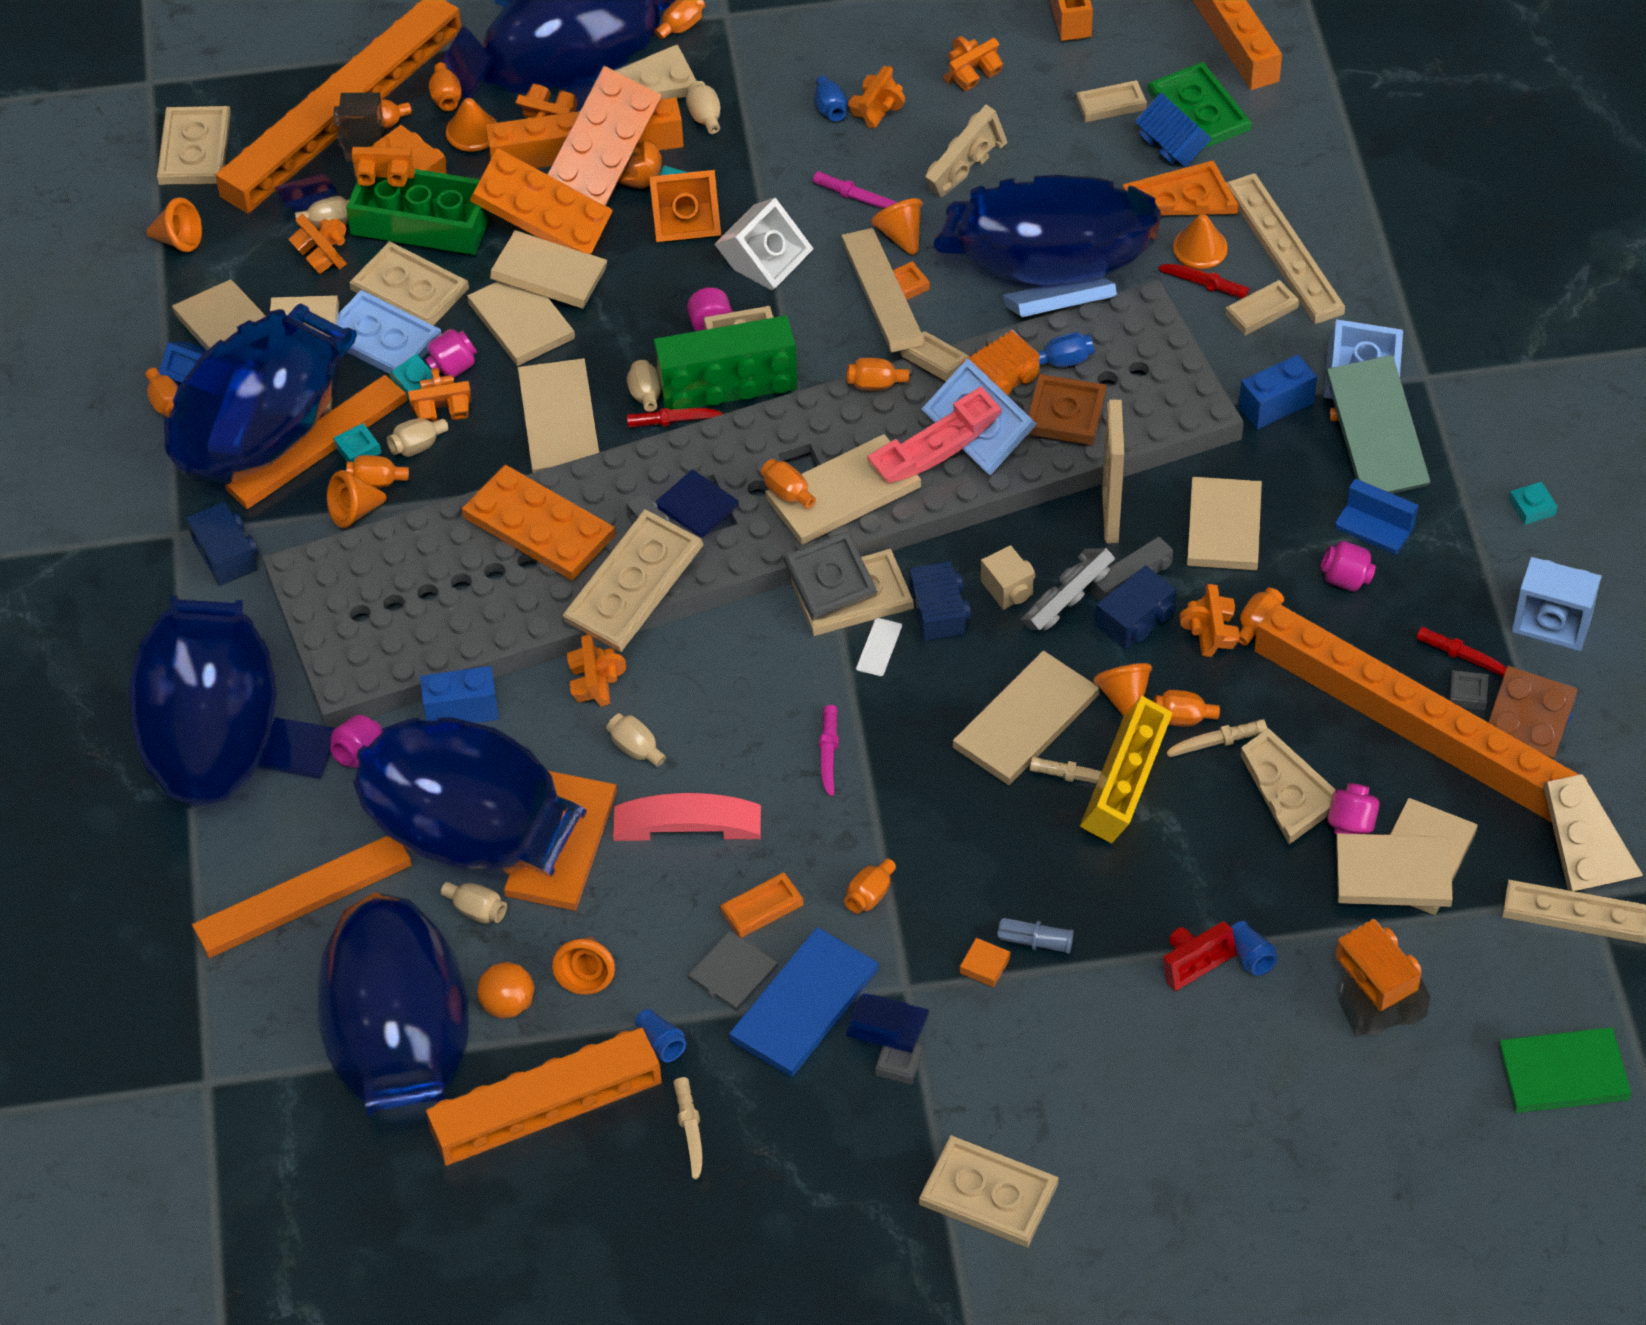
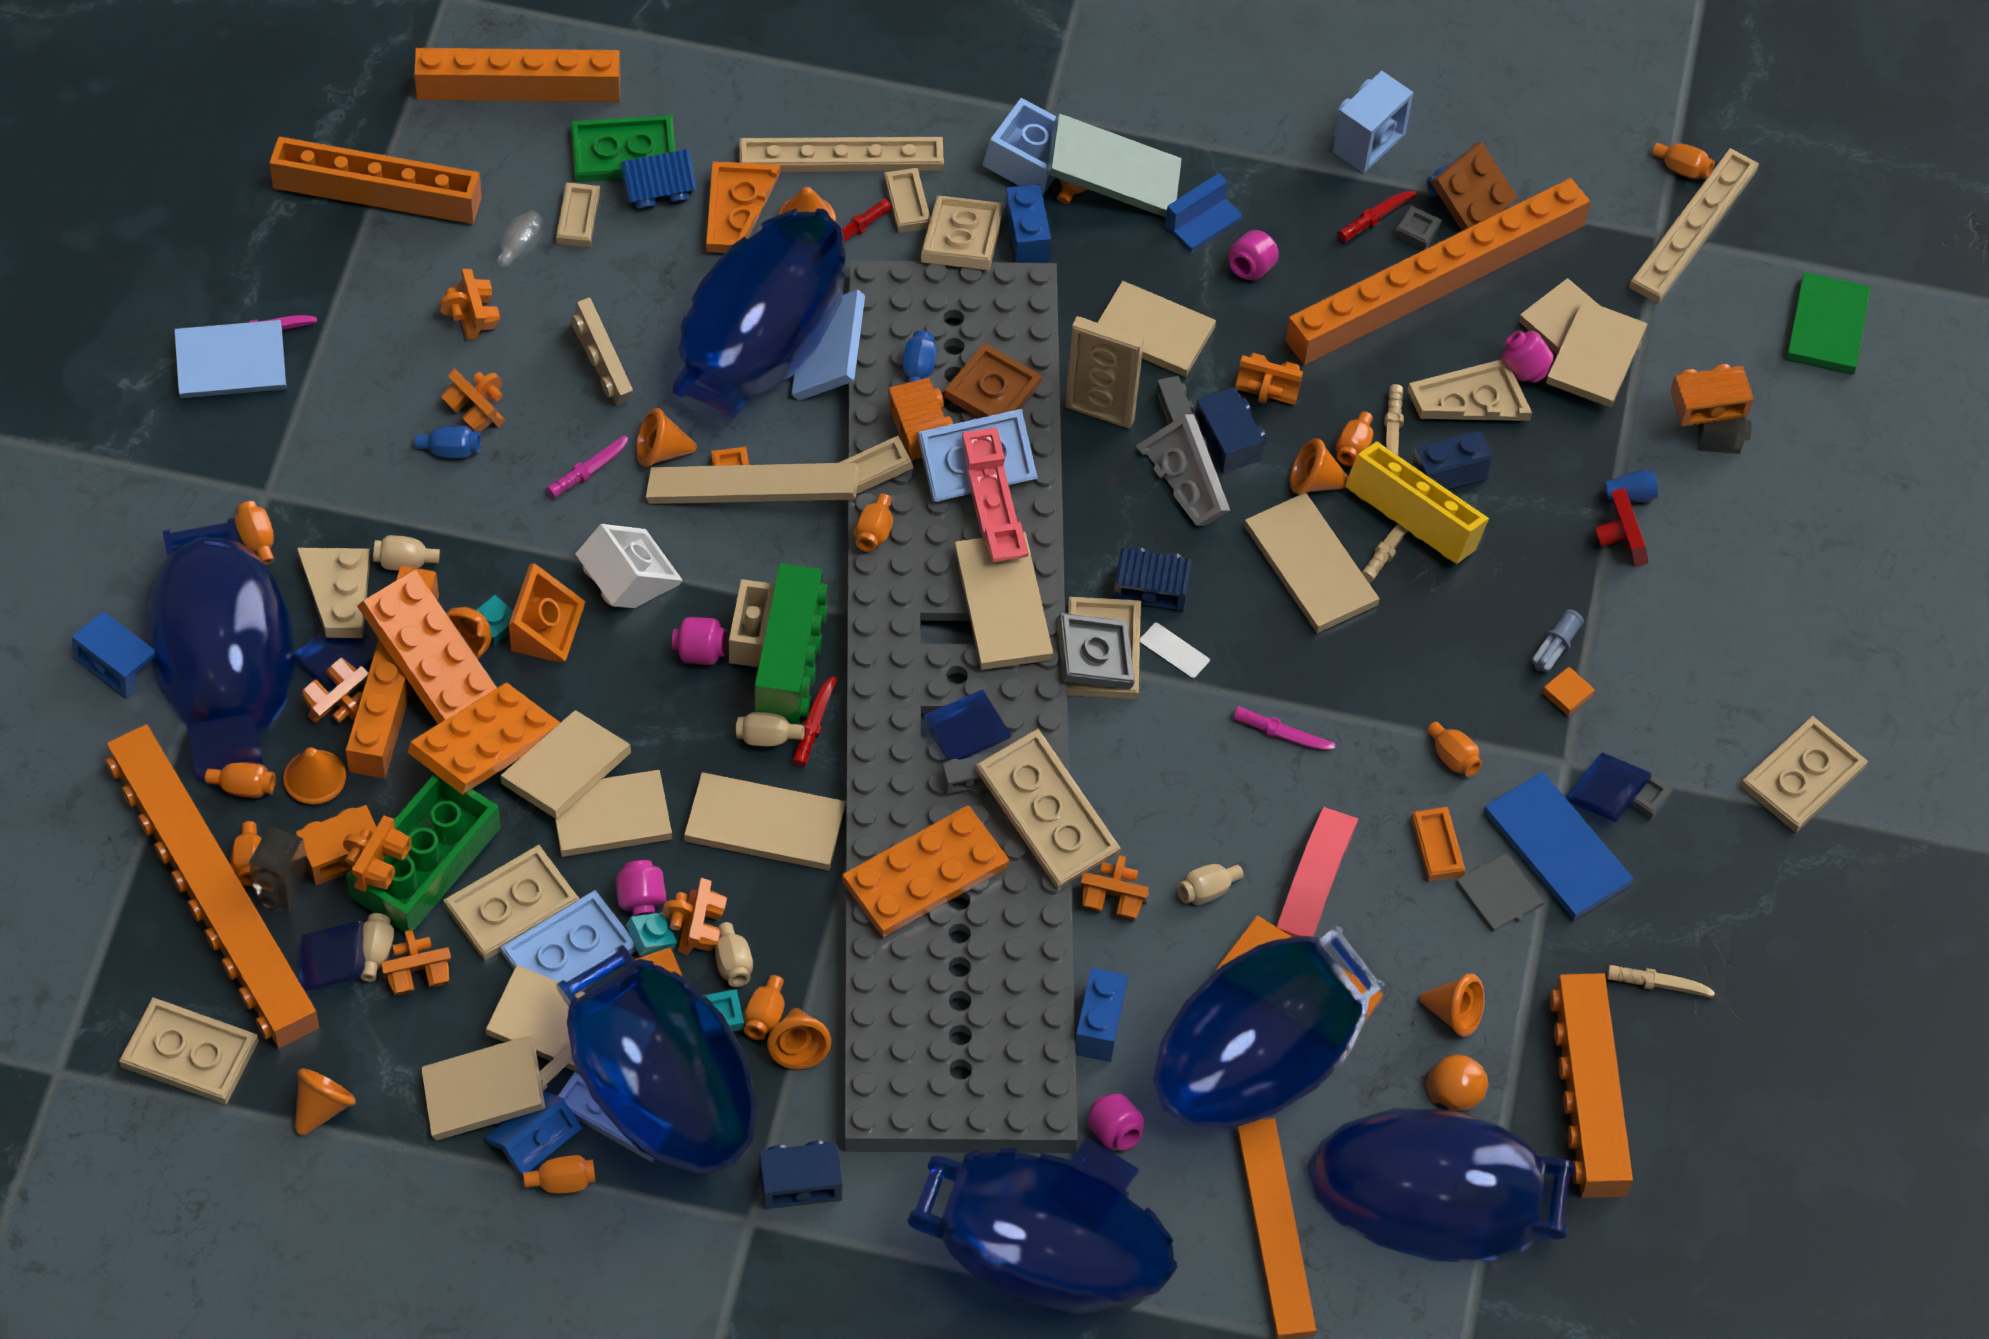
camera: 75 degrees left, 5 degrees up
(476, 902) = (1349, 1076): tan plant -> none
(664, 1037) = (1548, 971): blue cone -> none
(787, 483) = (993, 636): orange plant -> none
(1007, 577) = (1151, 515): tan brick -> none
(1062, 71) = (520, 237): none -> clear plant
(1192, 787) = (1455, 460): none -> dark blue brick
(1234, 345) = (962, 232): none -> tan tile
(1255, 611) = (1275, 340): orange plant -> none
(1533, 503) = (1233, 97): teal plate -> none
(1585, 836) = (1621, 205): tan wing -> none

